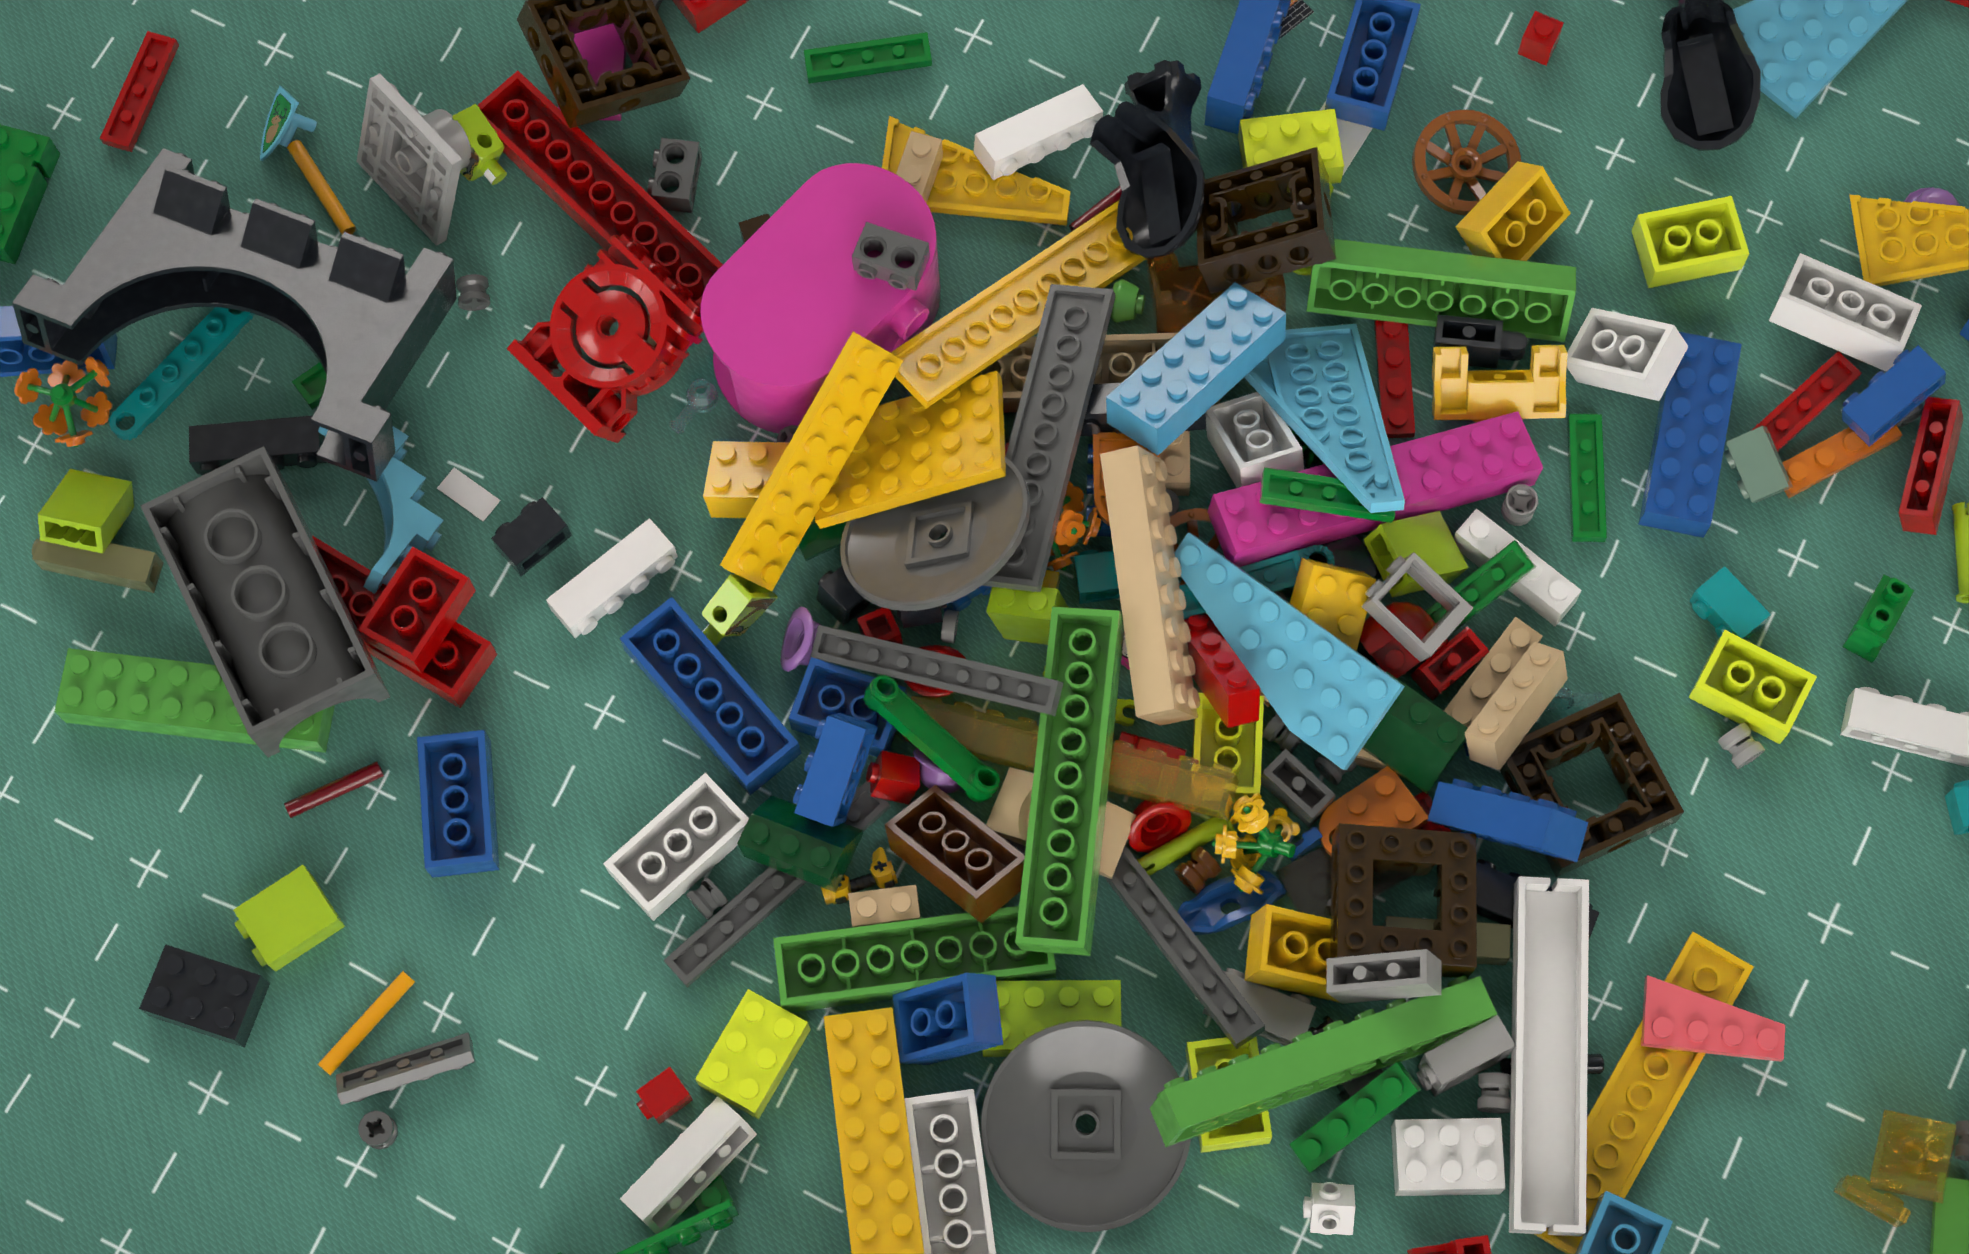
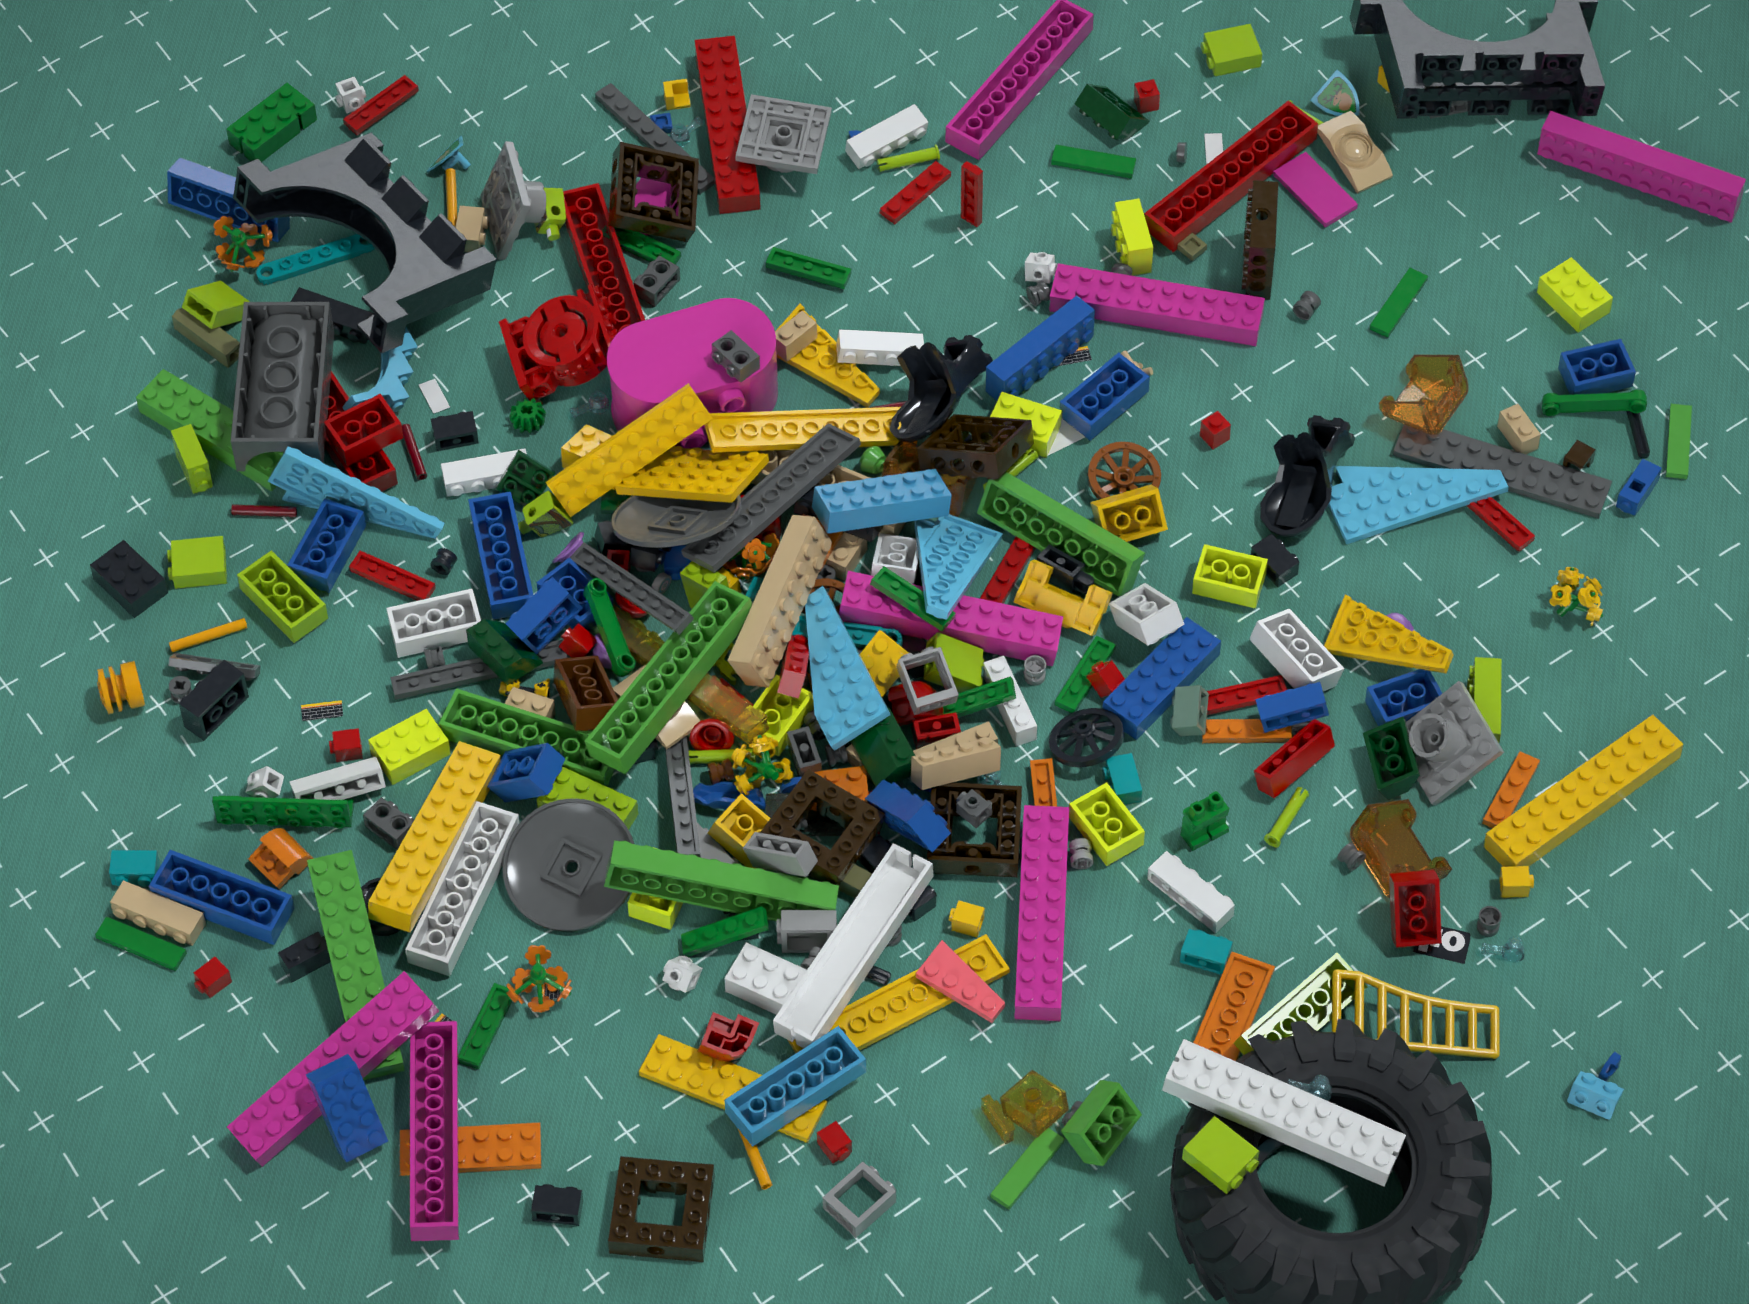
camera: 25 degrees right, 15 degrees down
(90, 98) = (350, 94): none -> white brick
(190, 767) = (191, 459): none -> lime brick
(294, 1177) = (120, 687): none -> light orange wheel
(373, 217) = (471, 223): none -> tan brick
(396, 724) = (310, 481): none -> medium azure wing
(438, 1127) = (213, 700): none -> black brick
(441, 914) = (282, 596): none -> lime brick
(473, 292) = (502, 290): dark grey wheel -> none
(493, 596) = (413, 452): none -> dark red piece
(574, 802) = (392, 576): none -> red plate
(586, 1220) = (264, 783): none -> white brick
(593, 1055) = (321, 710): none -> black sticker
(622, 473) = (527, 415): none -> green gear
(631, 131) = (644, 246): none -> green plate
(633, 743) = (443, 561): none -> black wheel
(676, 566) = (524, 478): none -> dark green slope
(792, 1195) = (386, 826): none -> dark grey brick
(1587, 773) = (973, 808): none -> dark grey brick
(1623, 472) = (1105, 677): none -> red brick
(1645, 688) = (1043, 782): none -> orange plate
(1652, 575) = (1084, 734): none -> black wheel
(1653, 920) = (967, 918): none -> yellow brick
(1722, 179) = (1281, 563): none -> black brick
(1750, 865) = (1042, 913): none -> dark pink brick

